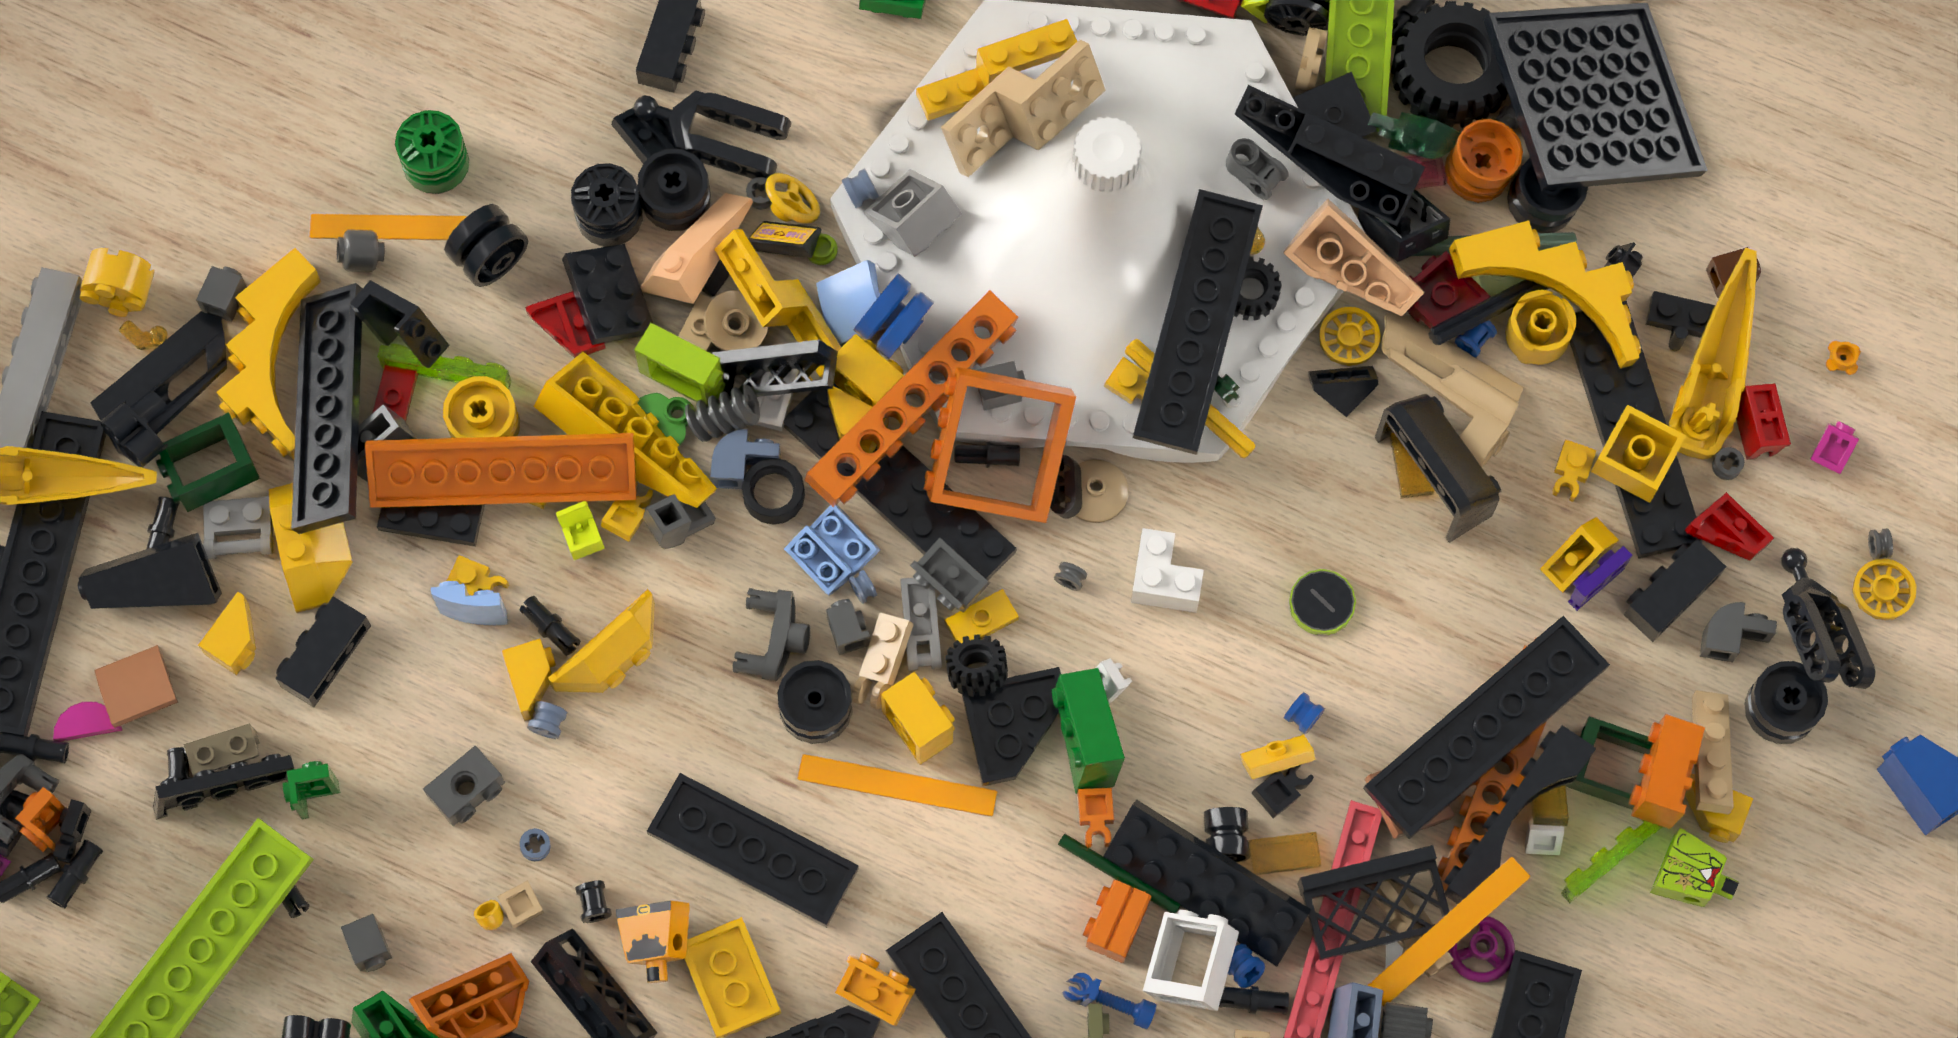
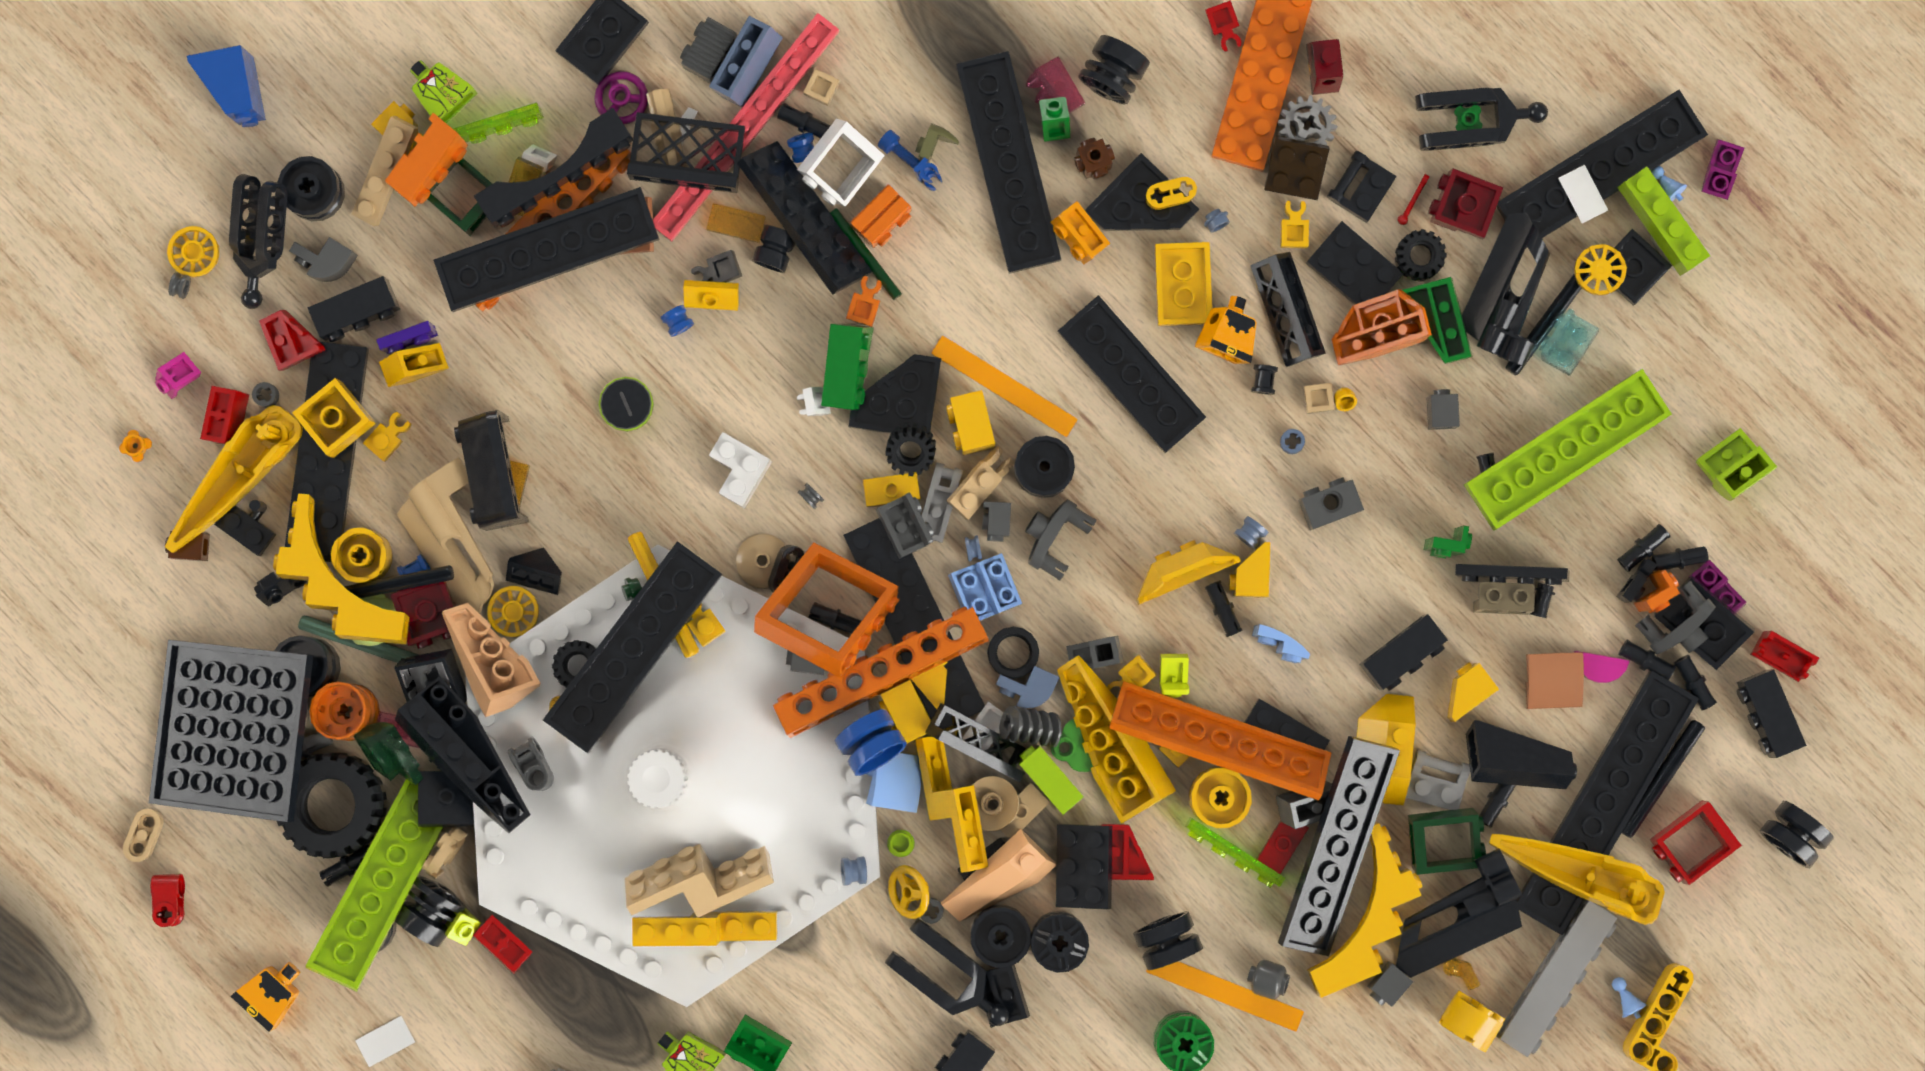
camera: 160 degrees left, 15 degrees up
(392, 315) = (1268, 909): black panel -> none
(474, 576) = (1271, 670): yellow plate -> none
(785, 239) = (926, 861): slope -> none
(913, 212) = (820, 833): light grey slope -> none
(1450, 929) = (642, 107): light orange sticker -> none

